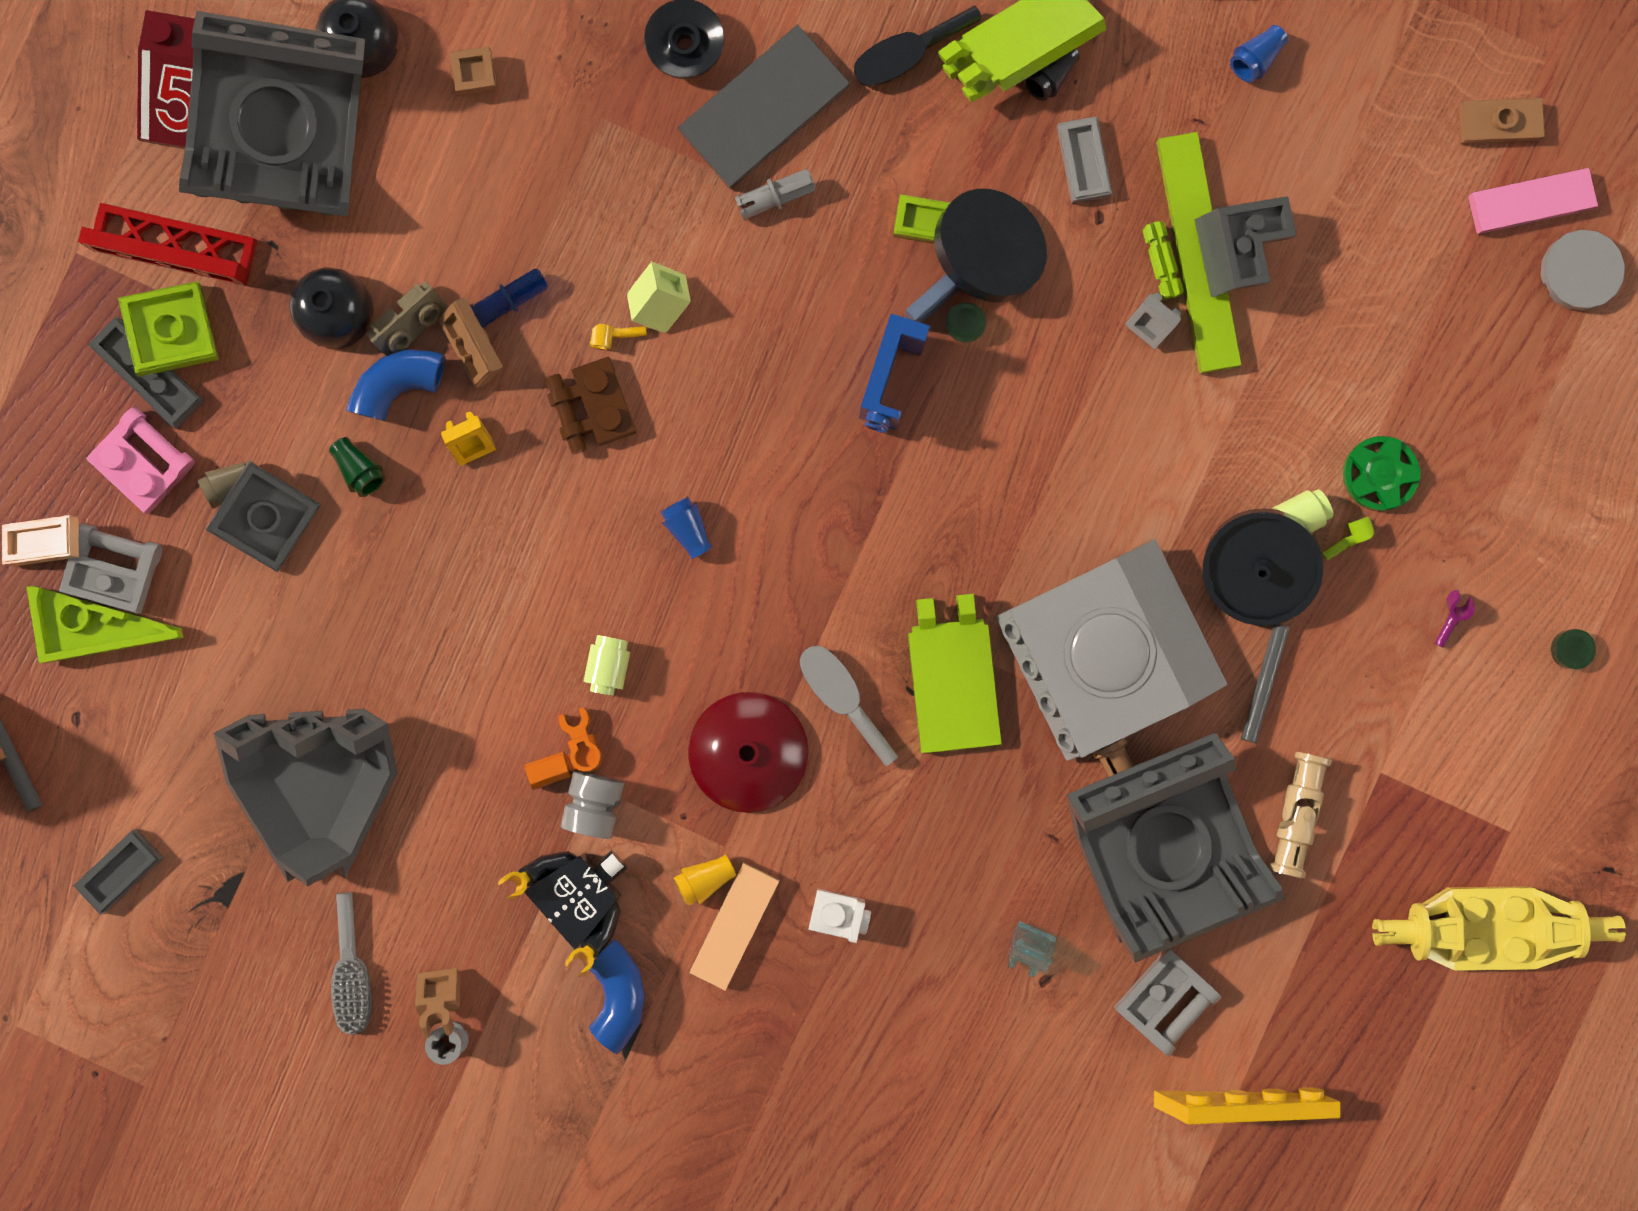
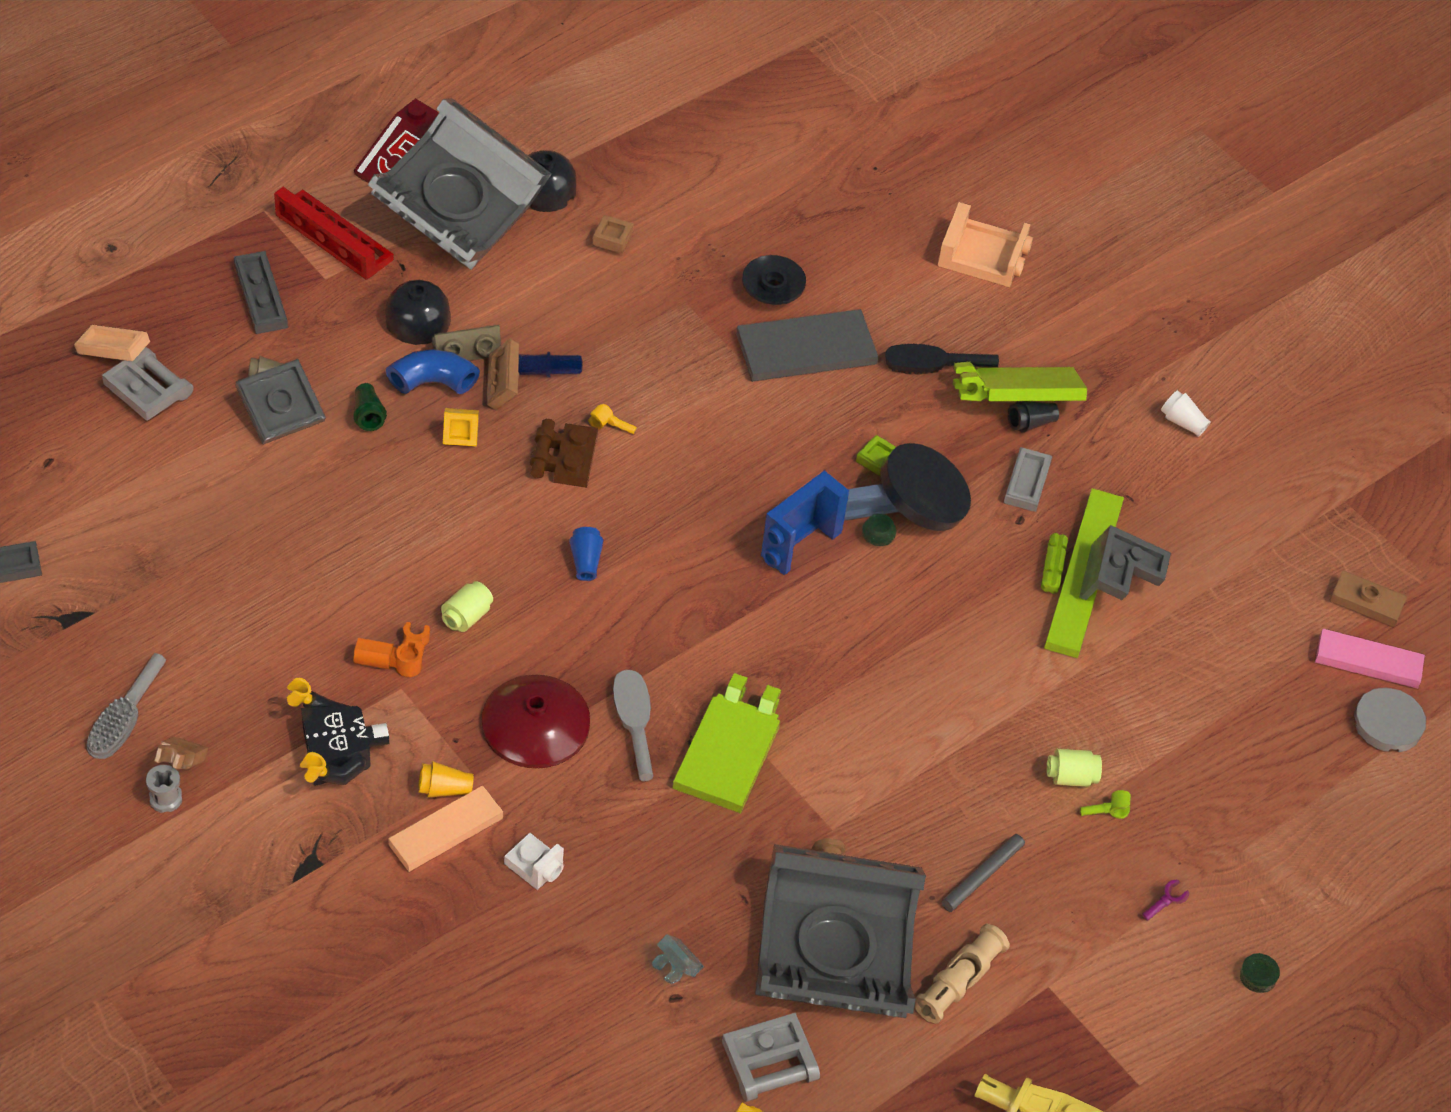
camera: 20 degrees right, 35 degrees down
(79, 628) = (100, 407): lime wing -> none
(131, 469) = (207, 339): bright pink plate -> none
(168, 328) = (295, 272): lime tile -> none
(309, 785) = (190, 569): dark grey panel -> none
(592, 805) = (391, 687): light grey wheel -> none
(622, 999) = (325, 825): blue cylinder -> none
(658, 297) = (658, 411): yellowish green panel -> none
(776, 193) = (783, 393): light grey axle -> none
(1111, 651) = (869, 772): light grey panel -> none
(1153, 320) = (1025, 591): light grey tile -> none
(1256, 55) = (1196, 473): blue cone -> none
(1263, 567) = (1023, 781): black piece -> none
(1381, 473) = (1158, 775): green wheel -> none

